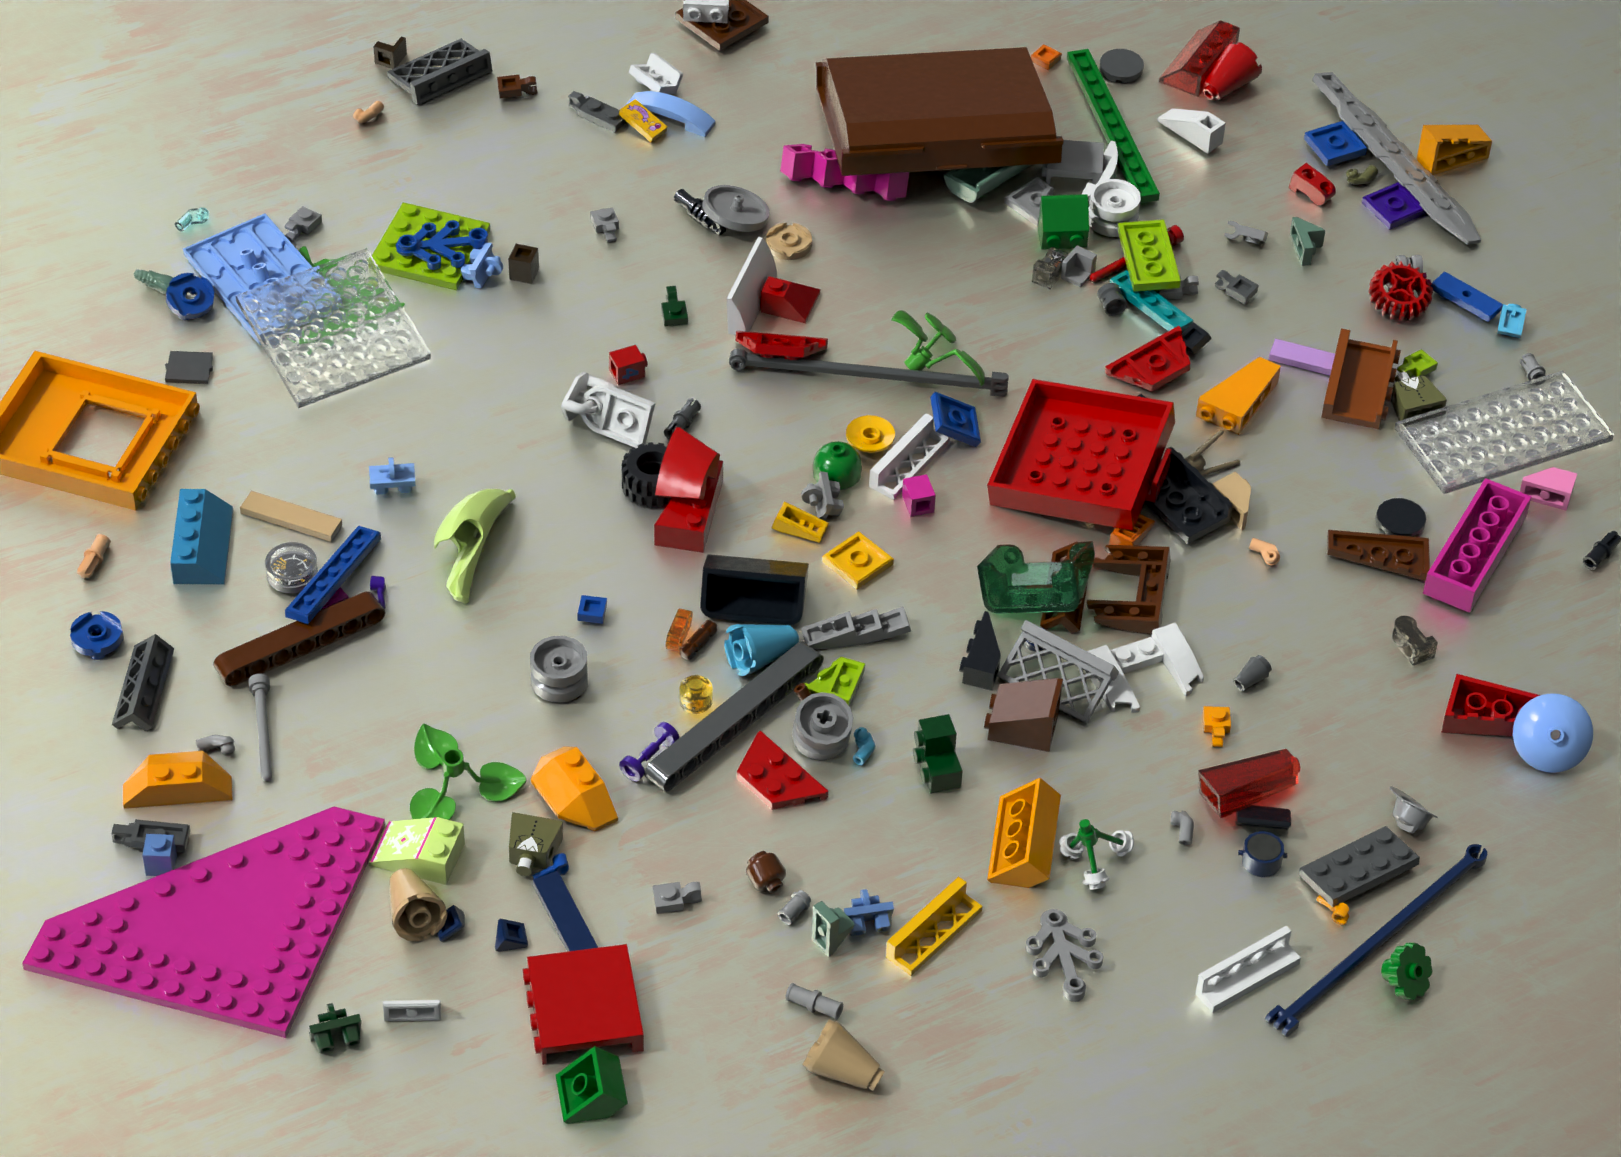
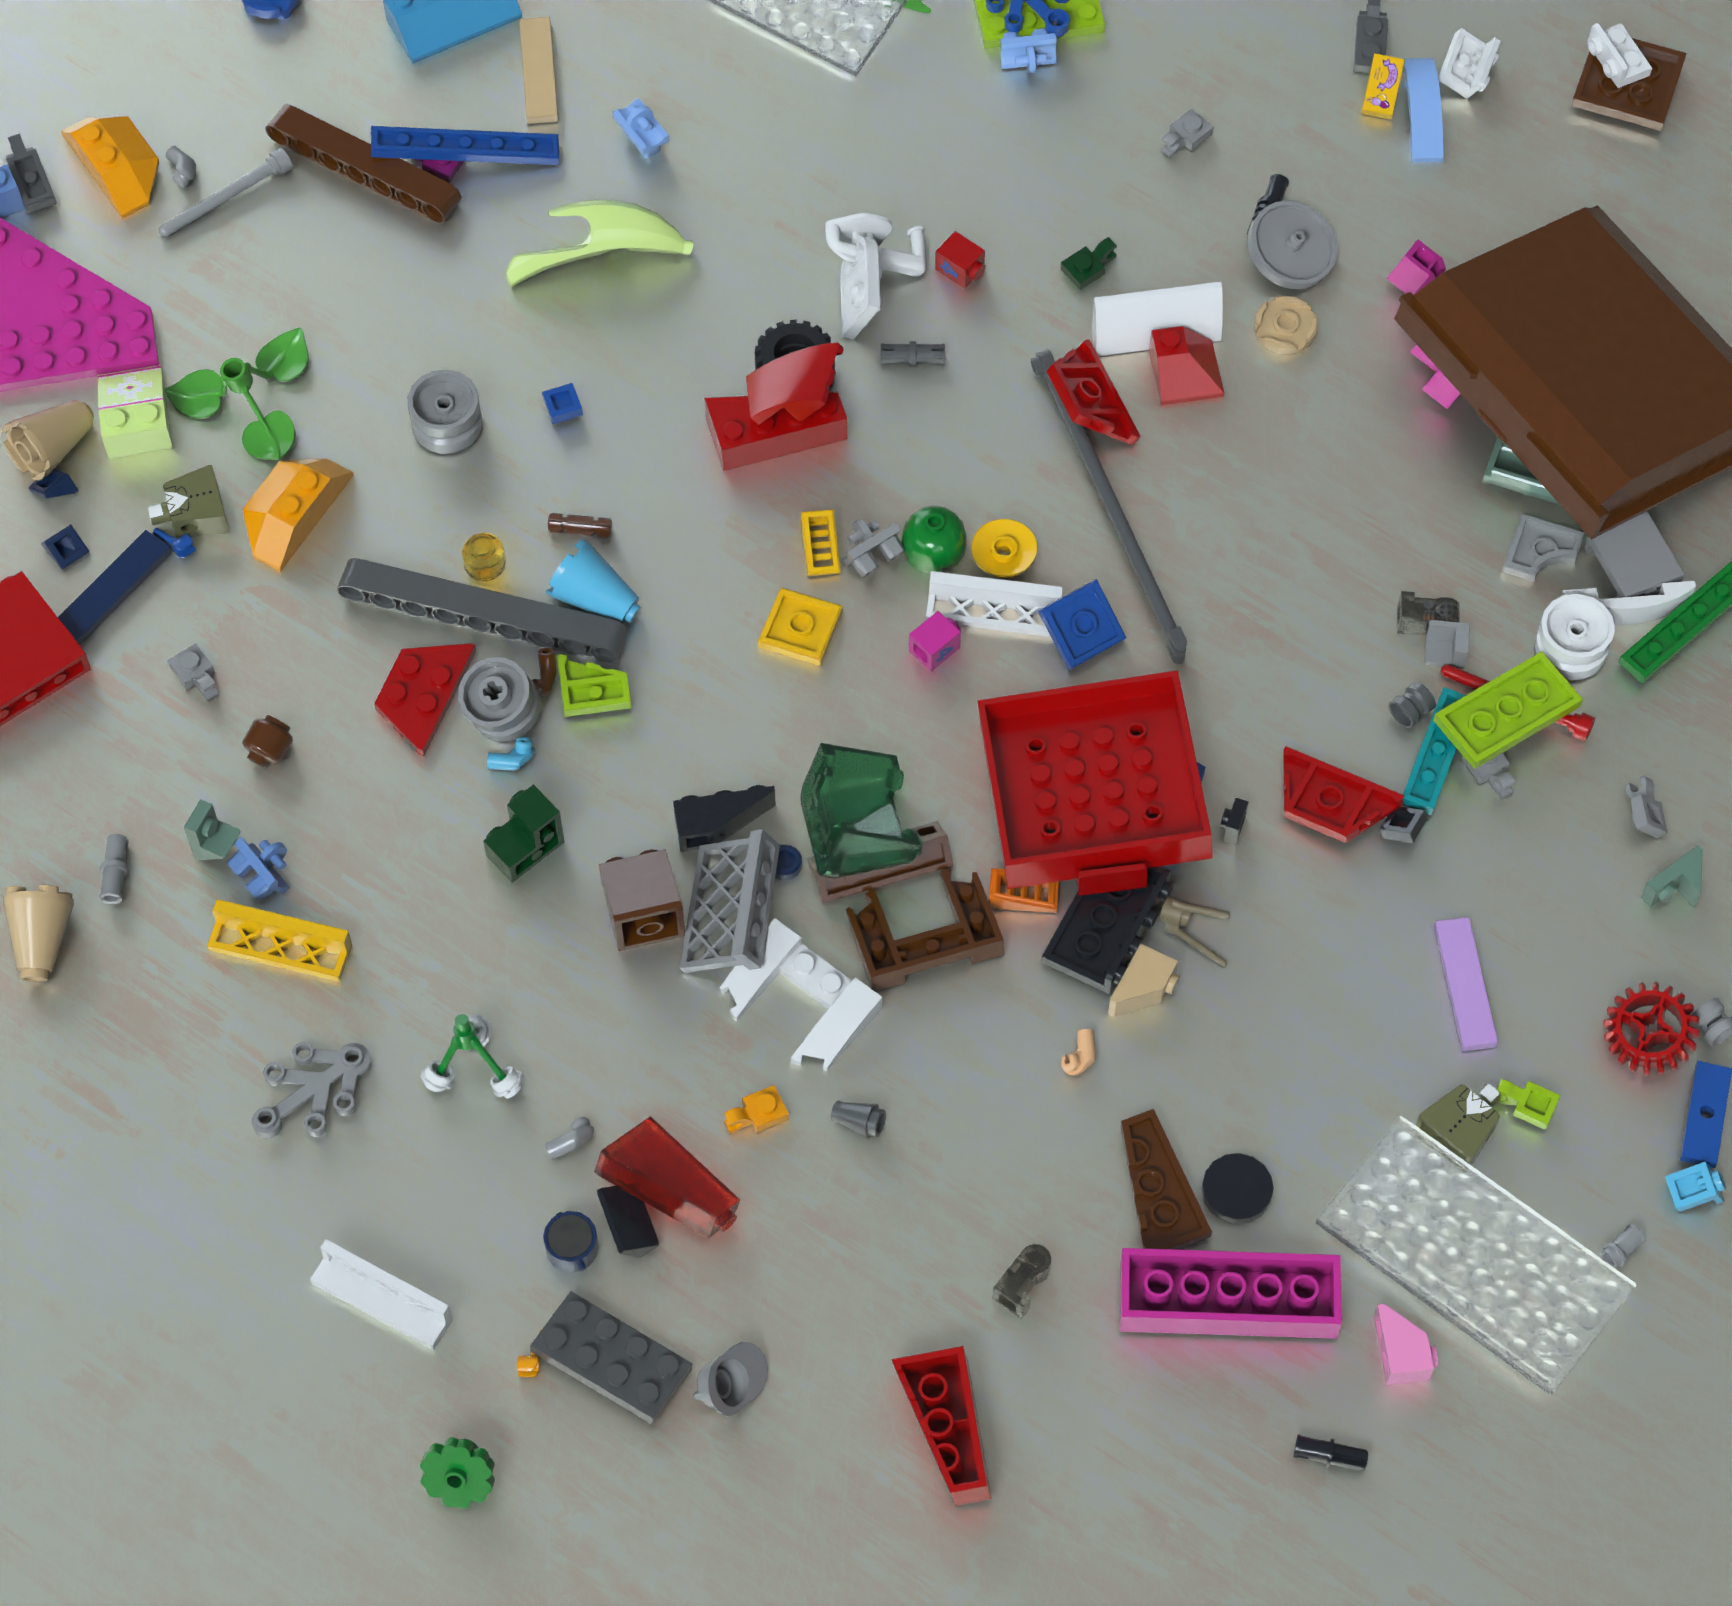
camera: 65 degrees right, 15 degrees up
(144, 683) = (226, 66): dark grey fence -> none
(290, 567) = (455, 103): clear piece -> none
(377, 584) = (485, 197): dark purple hand -> none
(523, 263) = (1055, 86): dark brown panel -> none
(632, 767) = (349, 547): dark purple wheel -> none
(679, 630) = (579, 498): clear orange beam -> none
(753, 589) = (680, 538): black windscreen -> none
(798, 903) = (235, 791): light grey pin -> none
(857, 630) = (684, 671): light grey slope -> none
(921, 356) = (1160, 503): bright green plant -> none
(1024, 835) = (461, 977): light orange slope -> none
(1063, 221) = (1503, 593): green slope -> none
(1238, 288) = (1535, 839): dark grey plate -> none
(1239, 396) = (1333, 917): light orange slope -> none
(1289, 1015) = (509, 1422): dark blue hinge -> none
(1360, 382) = (1448, 1042): dark orange panel -> none
(1534, 728) = (936, 1500): light blue dish -> none

